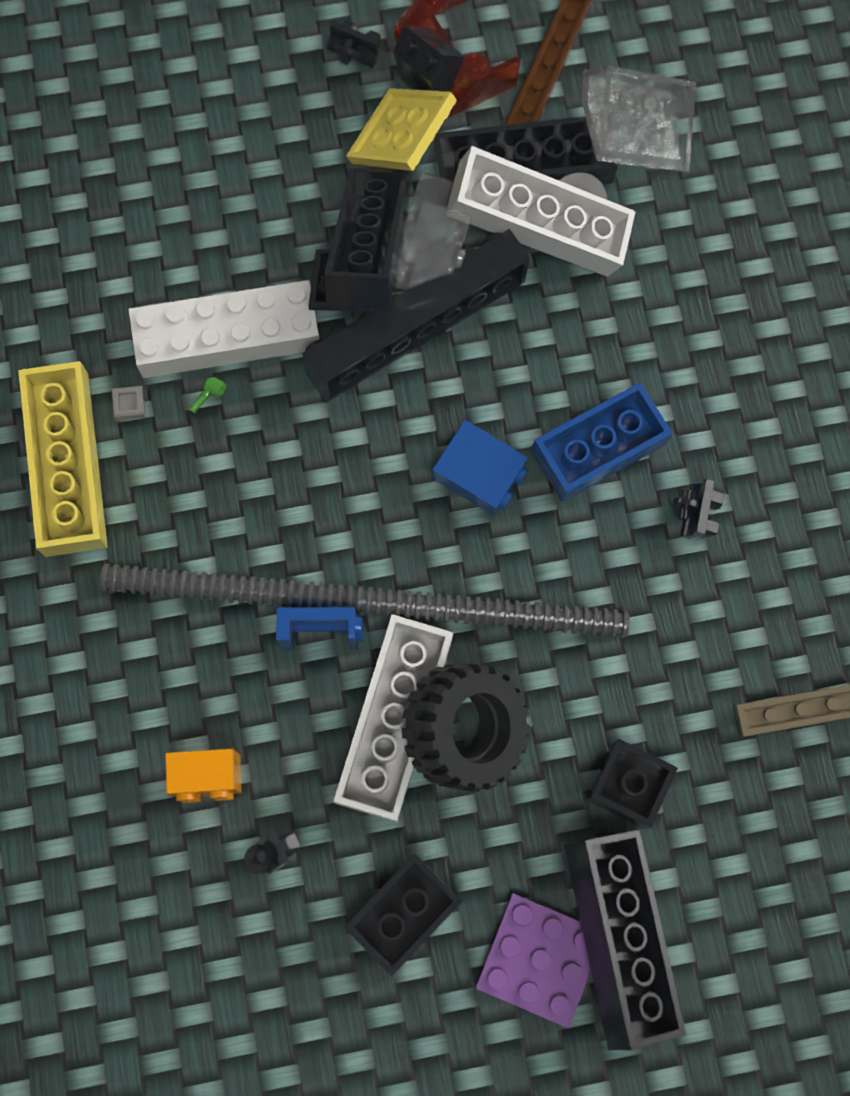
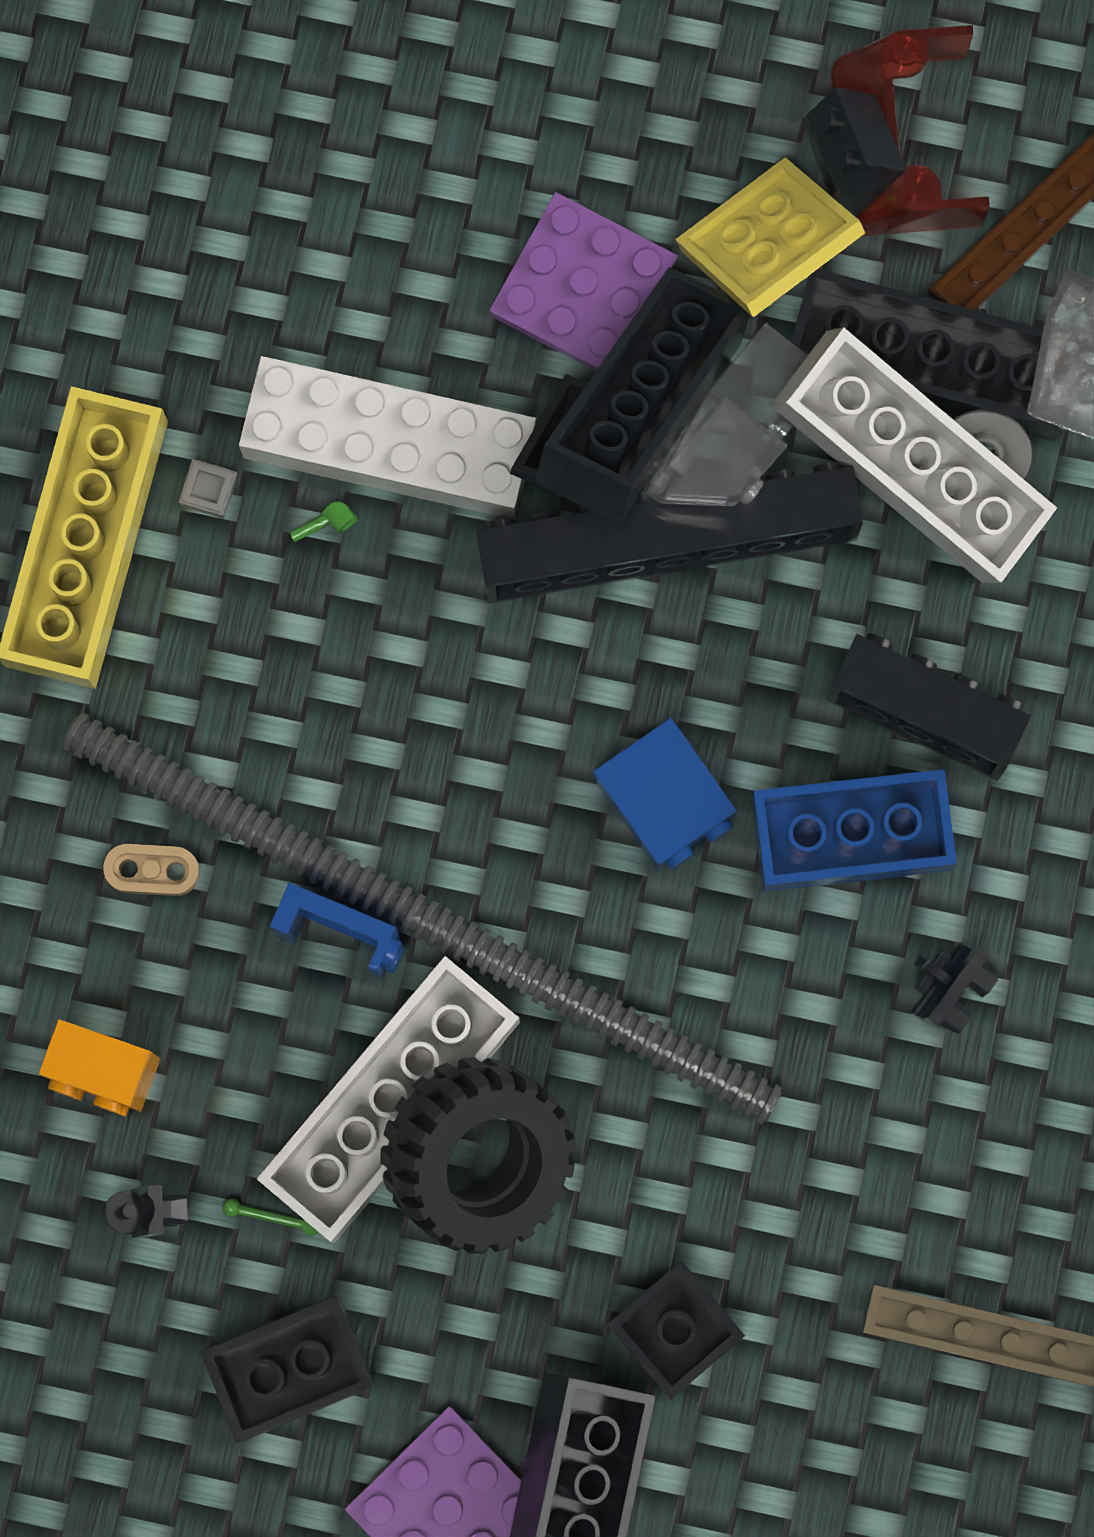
camera: 30 degrees right, 5 degrees up
(187, 640) = (152, 871): none -> tan plate
(300, 201) = (579, 282): none -> medium lavender plate
(323, 827) = (232, 1208): none -> bright green hinge
(354, 44) = (759, 68): black hips -> none
(613, 352) = (929, 706): none -> black brick

